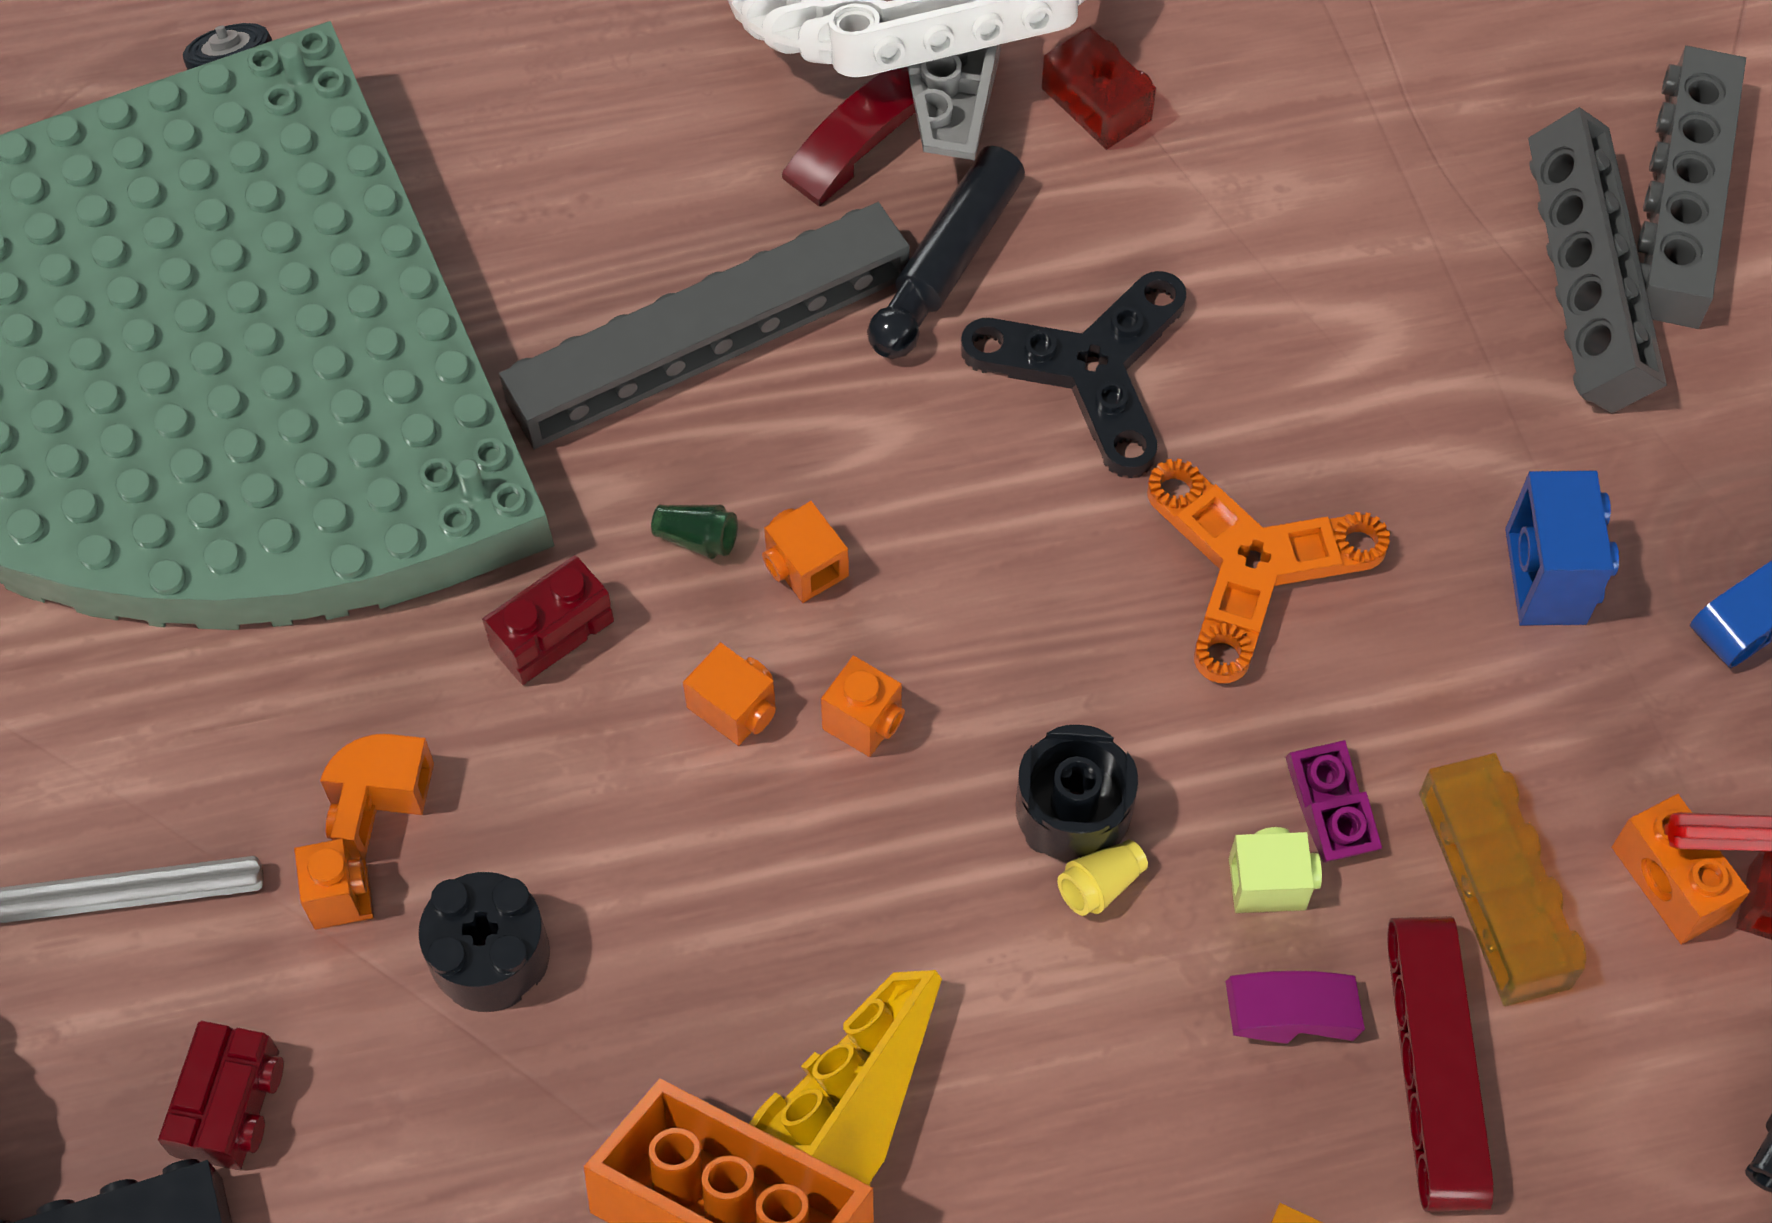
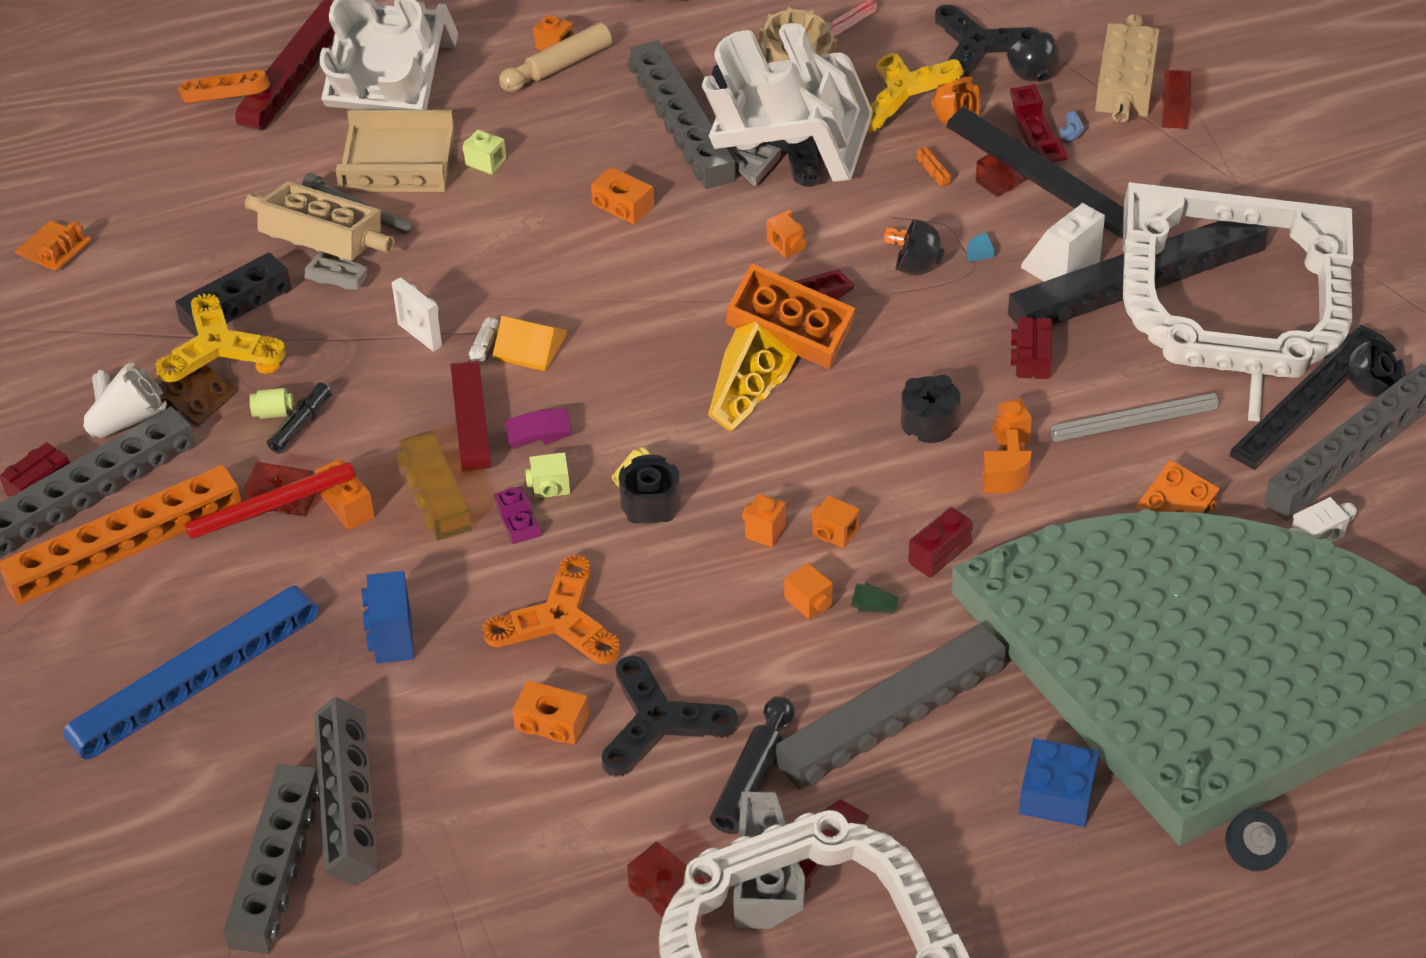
camera: 175 degrees right, 15 degrees down
(84, 676) = (1179, 491): none -> orange hinge
(484, 166) = (1058, 782): none -> blue brick
(1282, 393) = (550, 712): none -> orange brick

